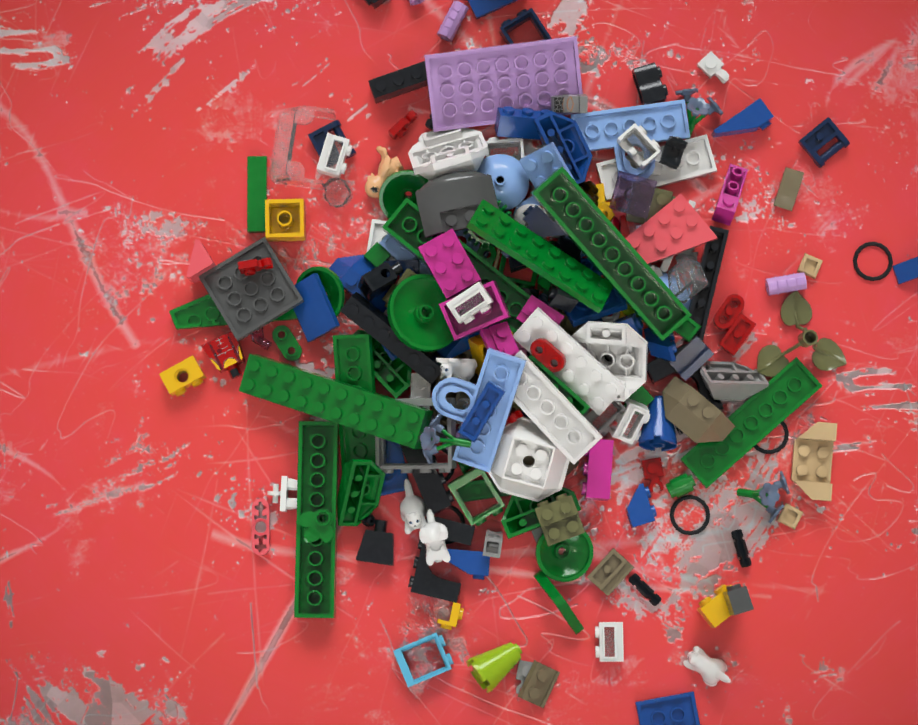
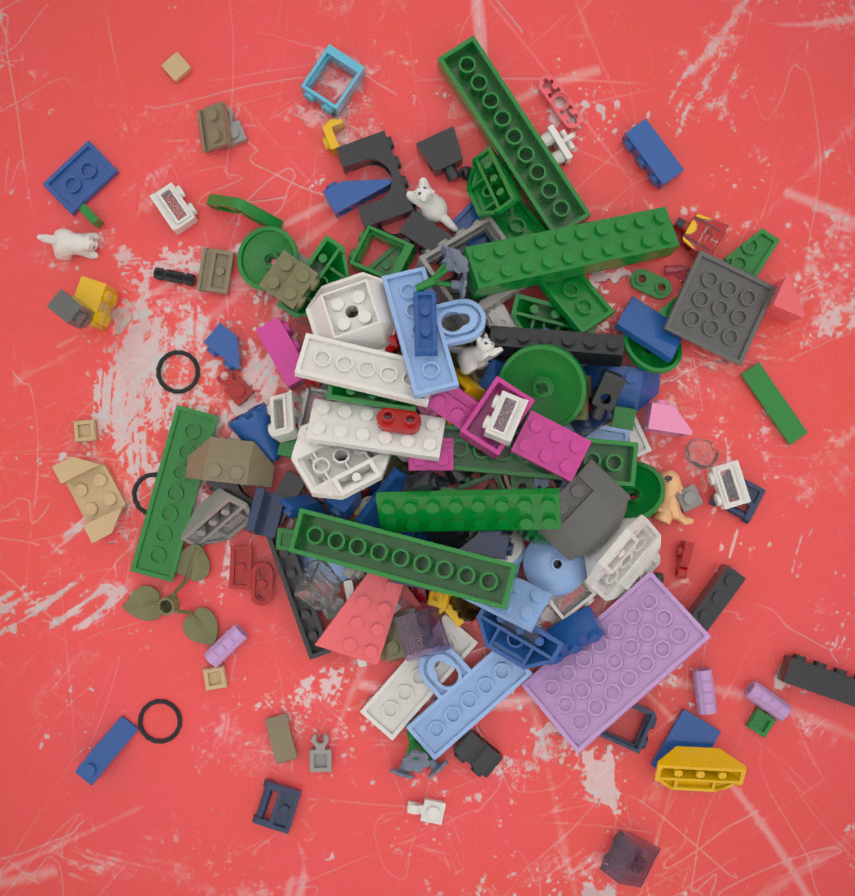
camera: 140 degrees right, 5 degrees up
(171, 376) = (734, 180): yellow brick -> none
(219, 439) = (651, 154): none -> blue brick
(252, 266) = (734, 324): red plate -> none
(281, 168) = (769, 443): clear windscreen -> none
(285, 220) = (732, 394): yellow brick -> none
(314, 527) = (509, 127): green plate -> none
(349, 234) = (664, 419): none -> bright pink slope
(367, 166) = (689, 498): none -> light grey plate
(434, 537) = (394, 187): white animal -> none
(493, 544) = (338, 222): light grey leg -> none
(494, 665) = (264, 117): lime cone -> none
(569, 103) = (540, 683): light grey leg -> none
(639, 146) = (447, 685): white window -> none
(673, 152) = (411, 701): black bracket -> none
(679, 679) = (91, 216): none -> green tile
(680, 485) = (202, 391): green brick -> none
(729, 195) = (332, 696): dark pink slope -> none
(741, 548) = (111, 372): black axle -> none
(746, 121) = (361, 780): blue slope -> none
(767, 156) = (320, 756): none -> light grey plate
(768, 495) = (112, 432): sand blue plant -> none

